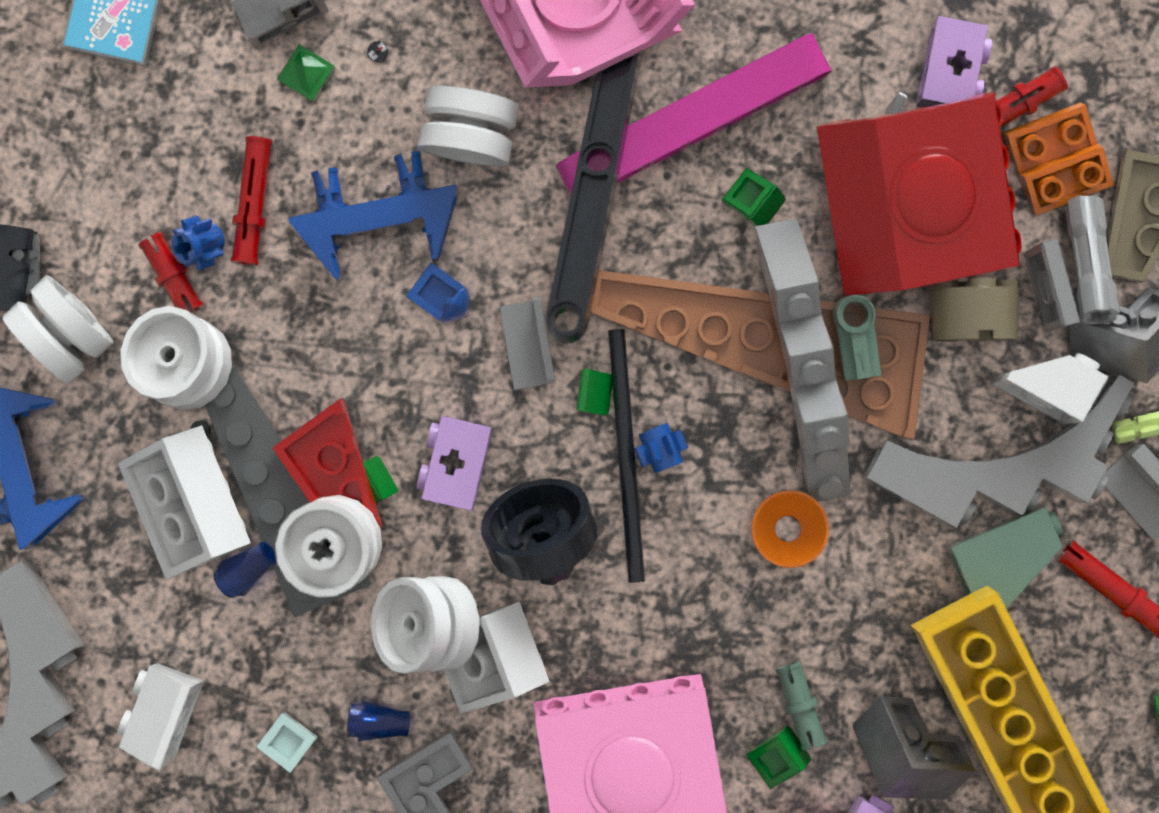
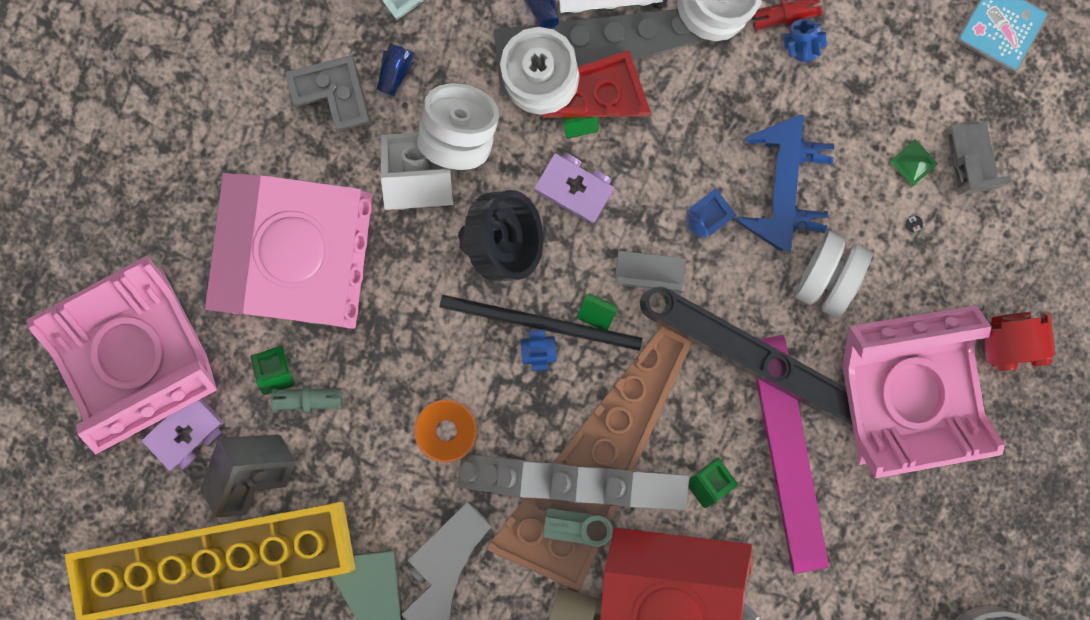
camera: 105 degrees right, 0 degrees up
(251, 201) = (825, 91): red pin -> none

